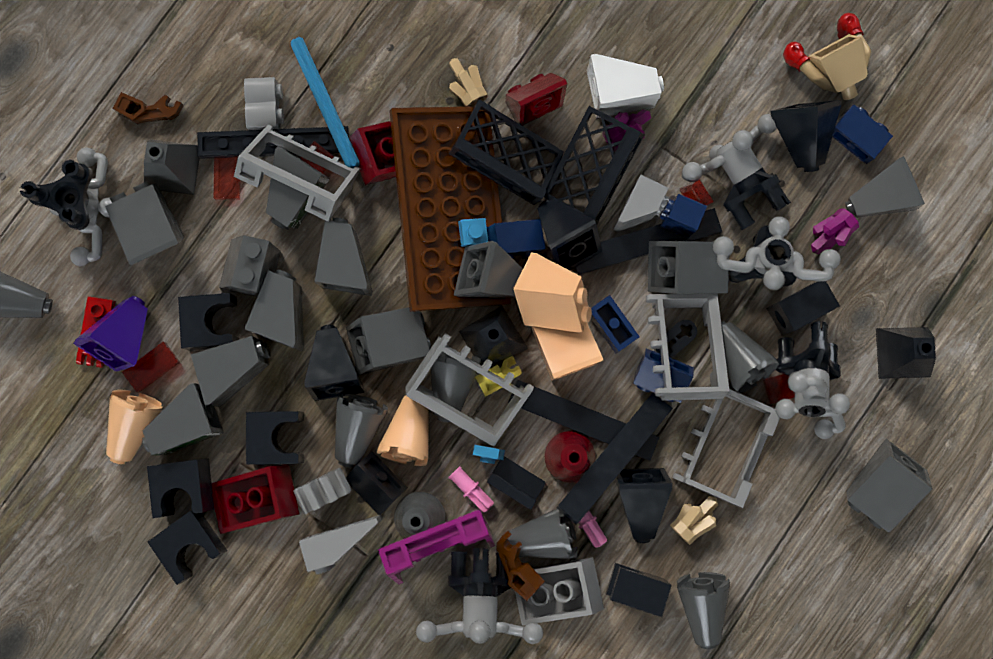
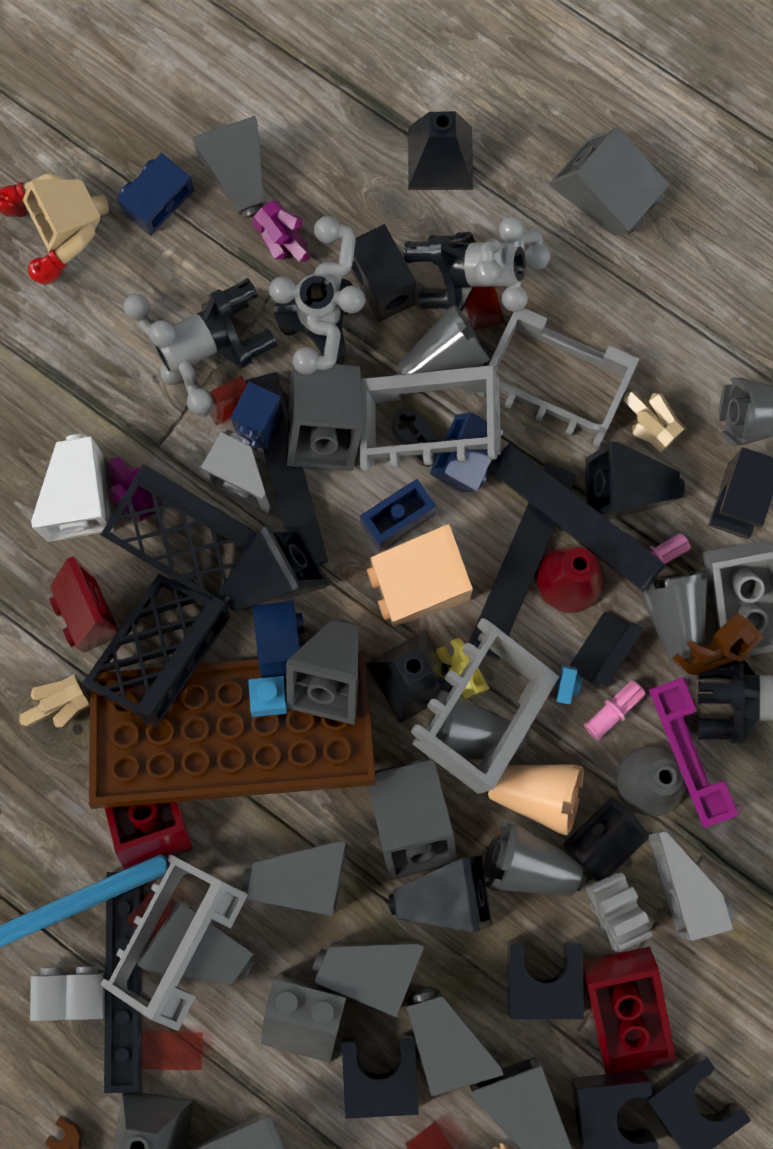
camera: 85 degrees left, 5 degrees down
(551, 296) = (361, 589): light nougat slope -> none
(807, 131) = (148, 256): black slope -> none

